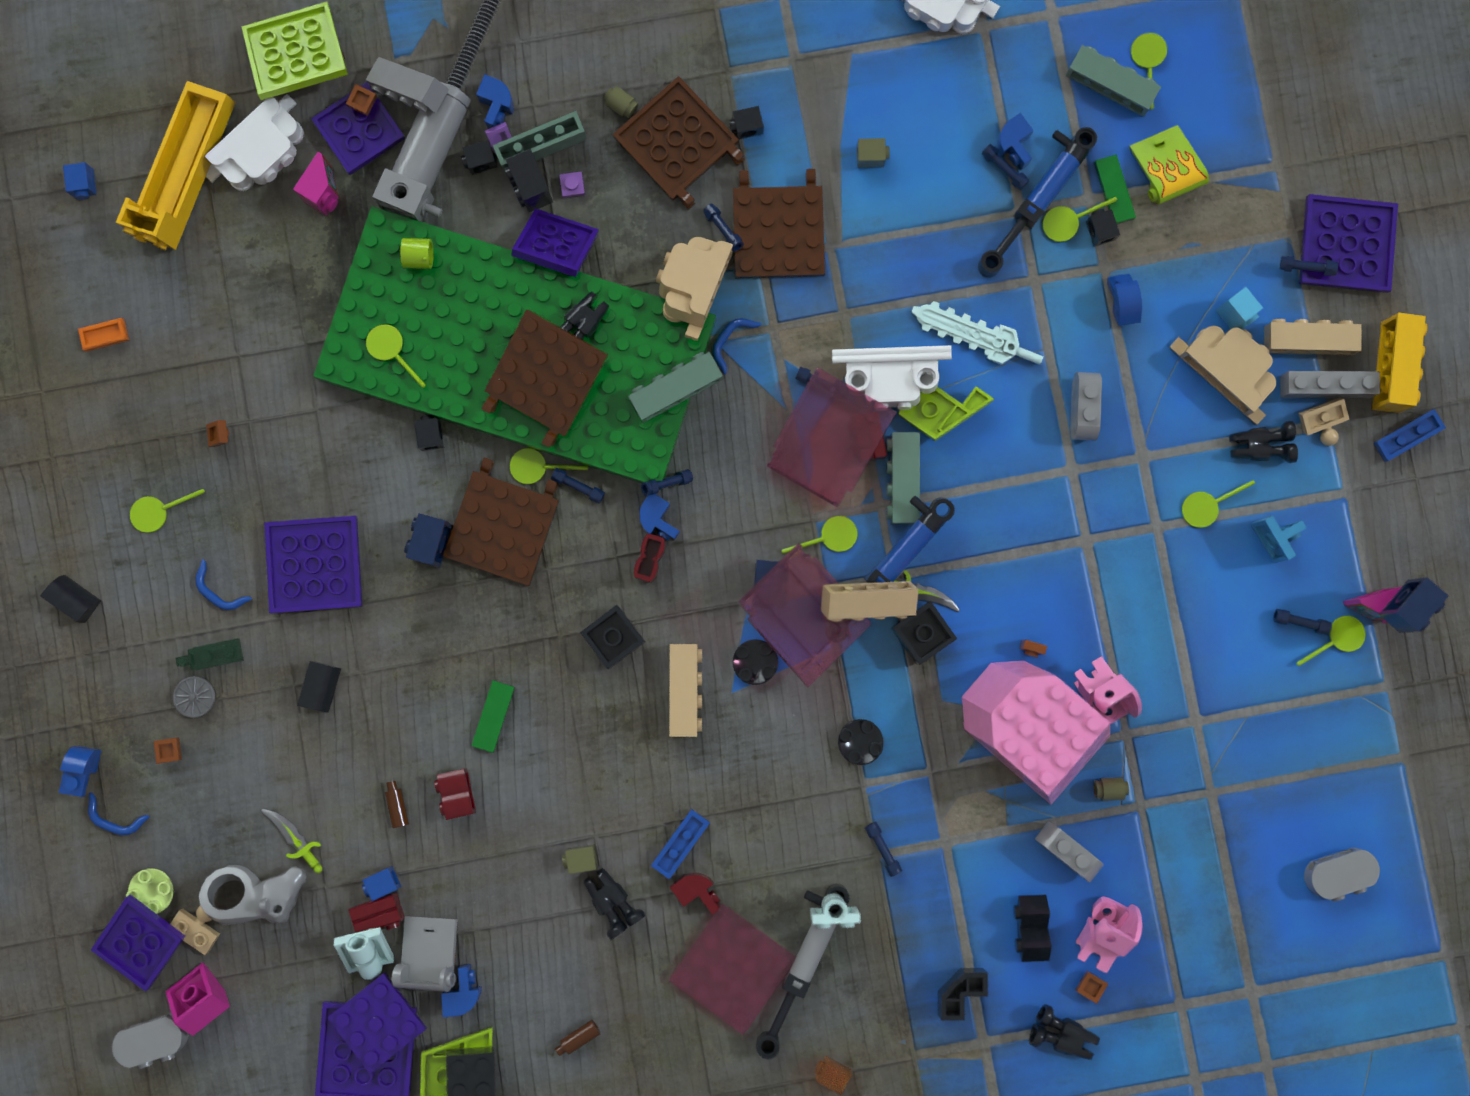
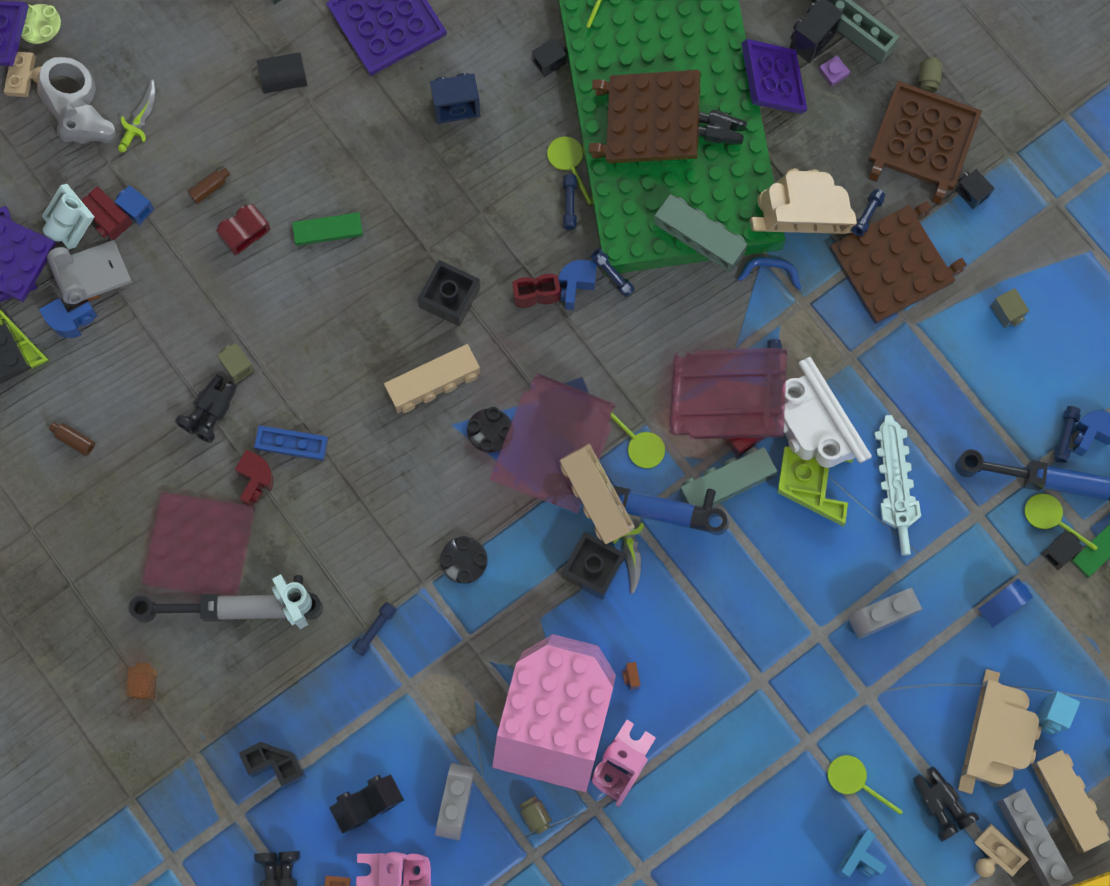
camera: 65 degrees right, 10 degrees down
(502, 526) = (501, 156): reddish brown plate -> none

